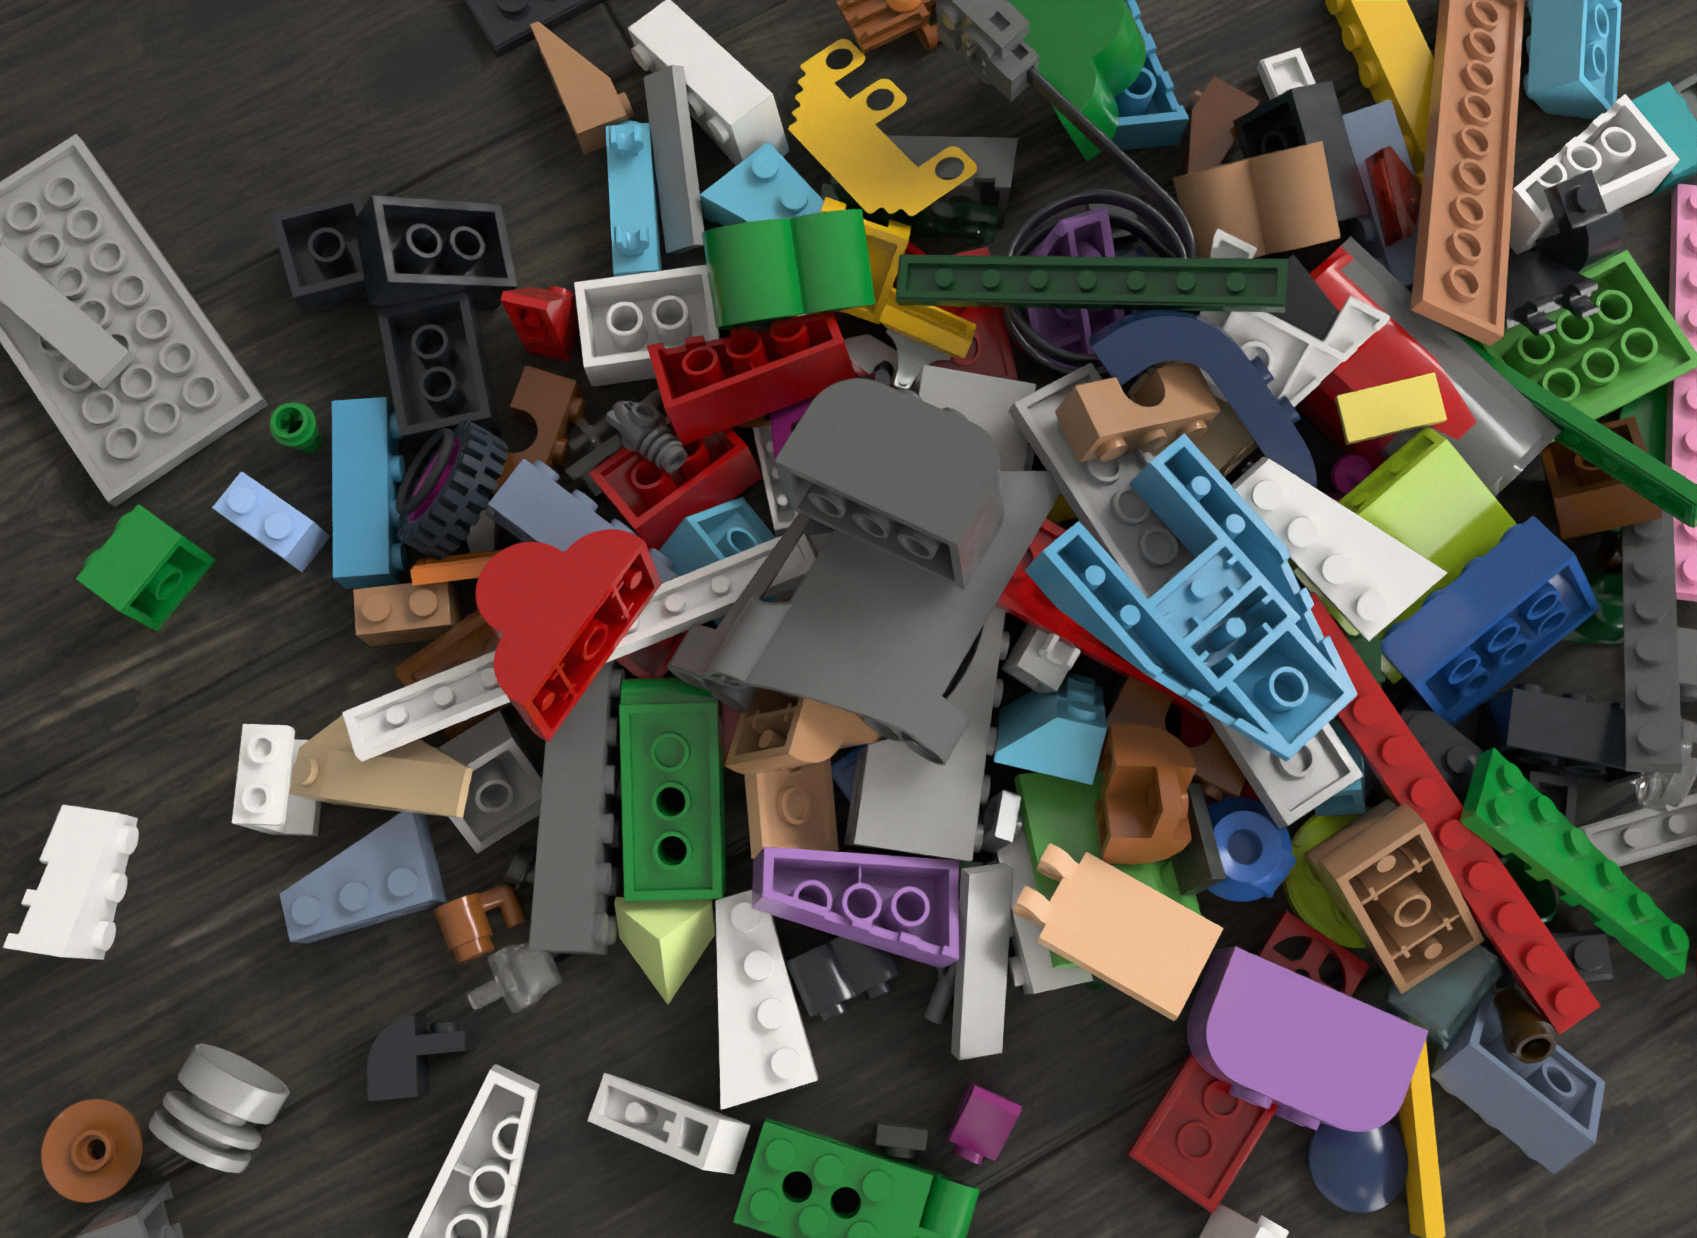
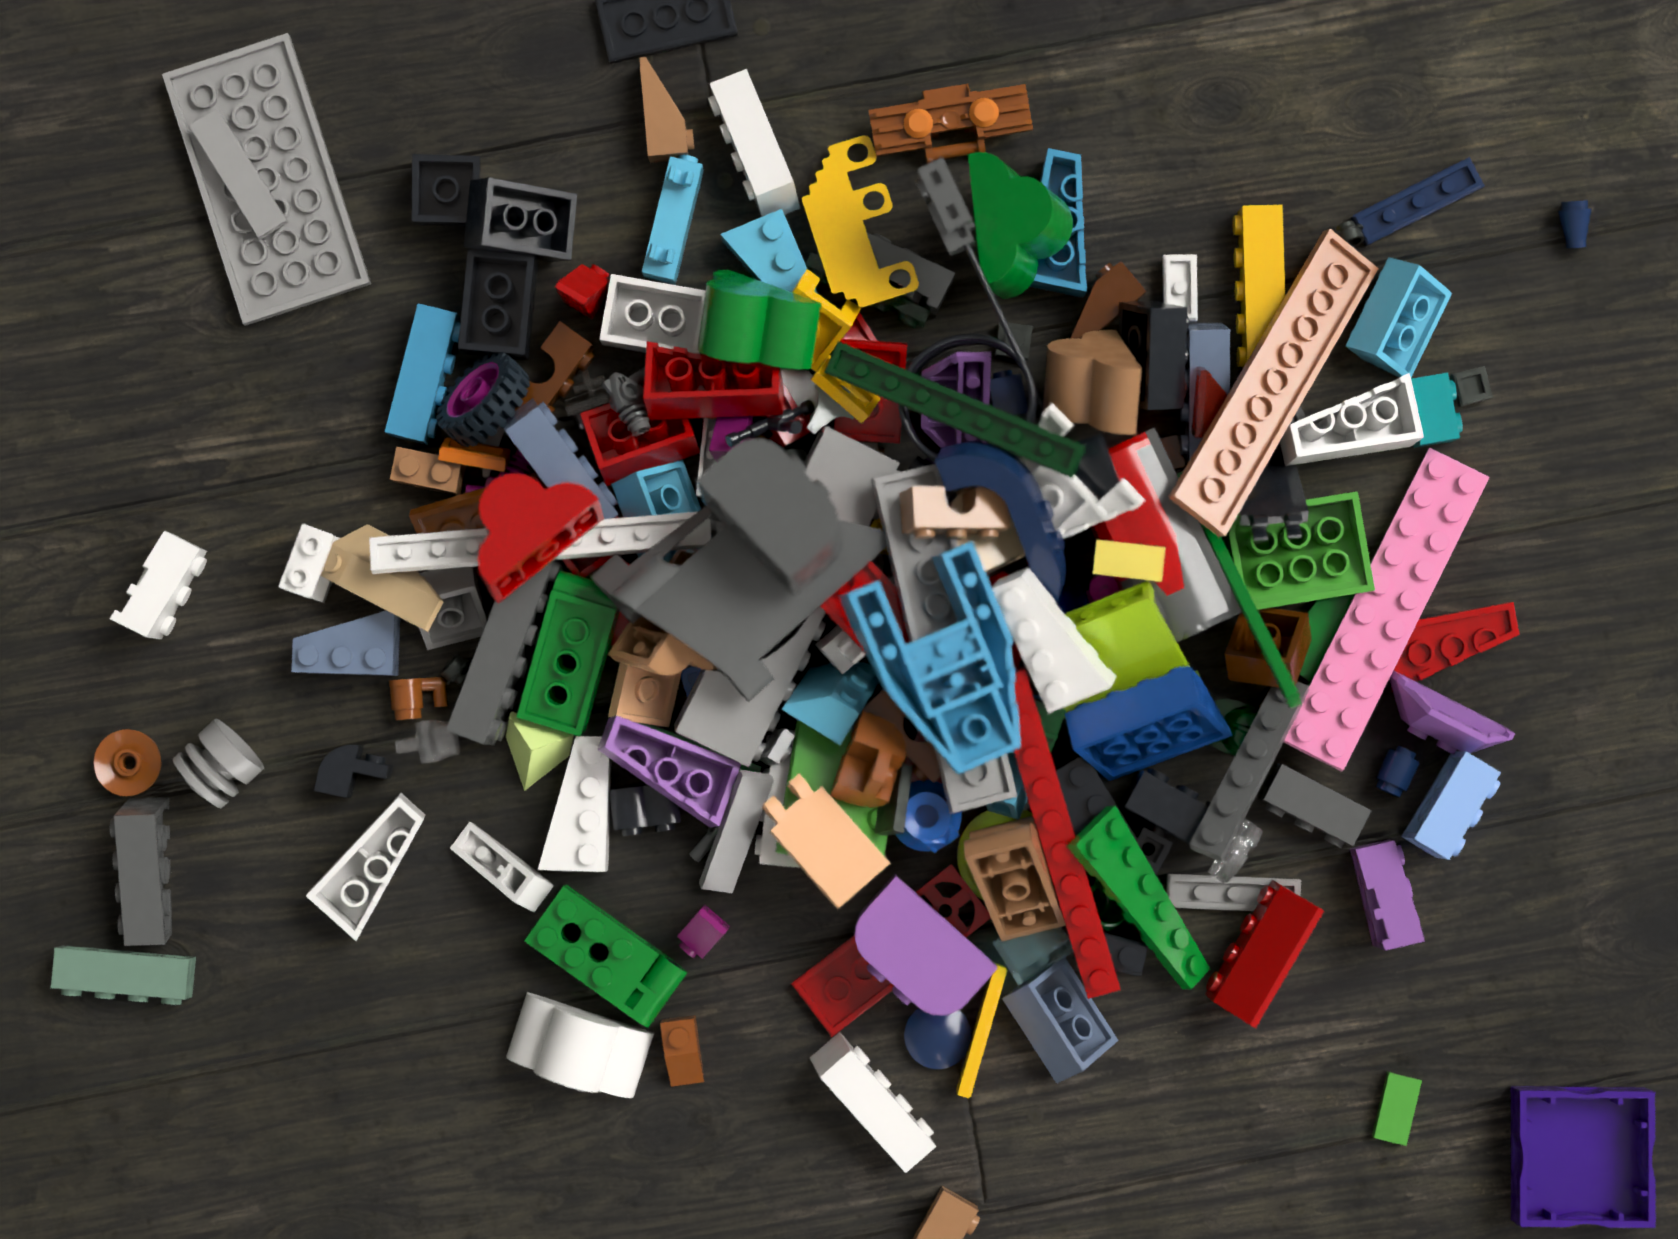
camera: 15 degrees right, 10 degrees up
(145, 568) = (259, 383): green brick -> none
(271, 521) = (352, 375): light blue brick -> none
(296, 427) = (381, 308): green cone -> none
(447, 437) = (477, 388): black tyre -> none
(674, 159) = (711, 199): light grey tile -> none
(901, 1139) = (647, 925): pearl dark grey plate -> none
(1523, 1028) = (1070, 989): dark brown cone -> none
(1585, 227) = (1326, 469): black brick -> none

